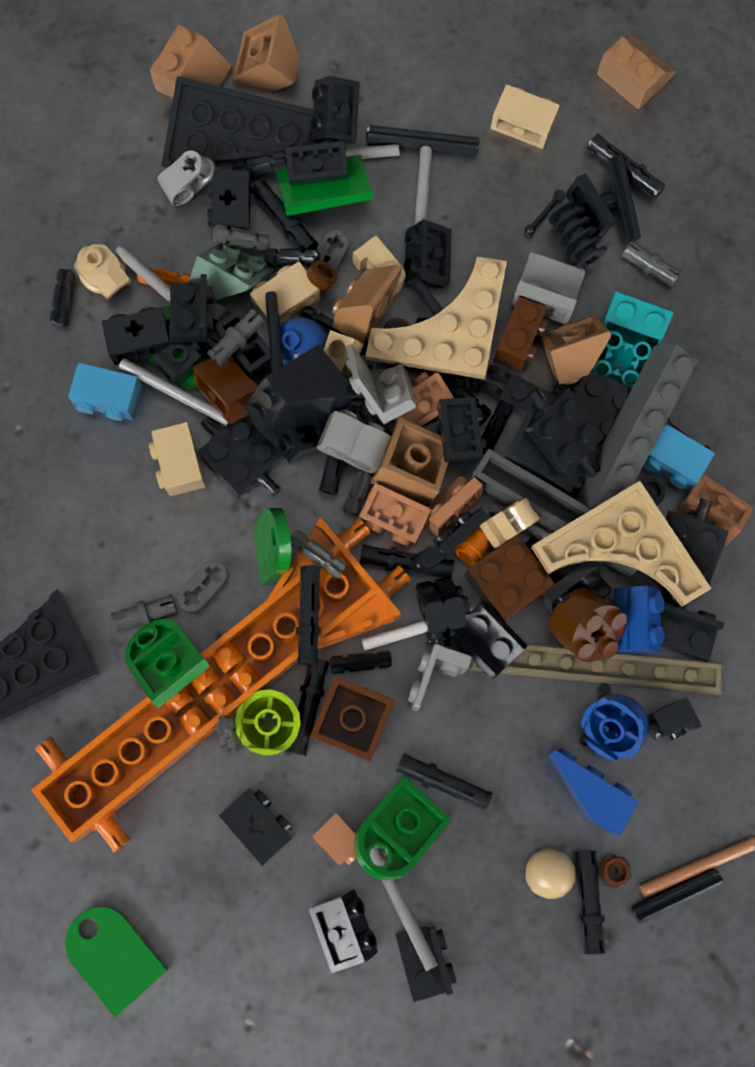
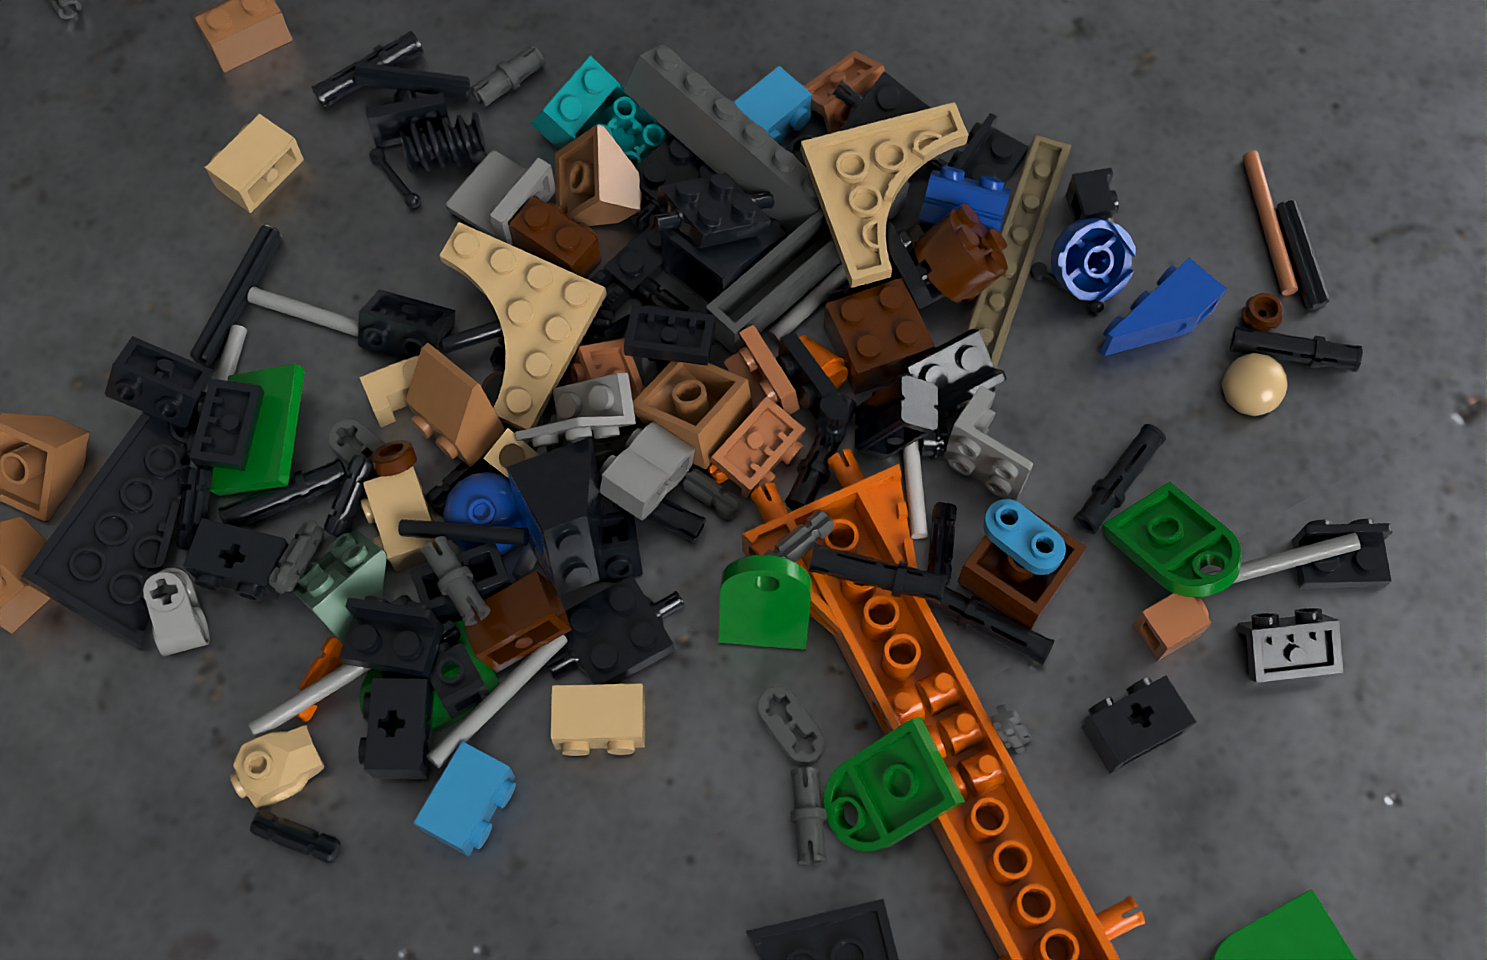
camera: 70 degrees left, 10 degrees down
(267, 722) = (1008, 667): lime cylinder -> none
(365, 713) = (1021, 538): none -> dark azure plate
(509, 522) = (808, 306): tan leg -> none

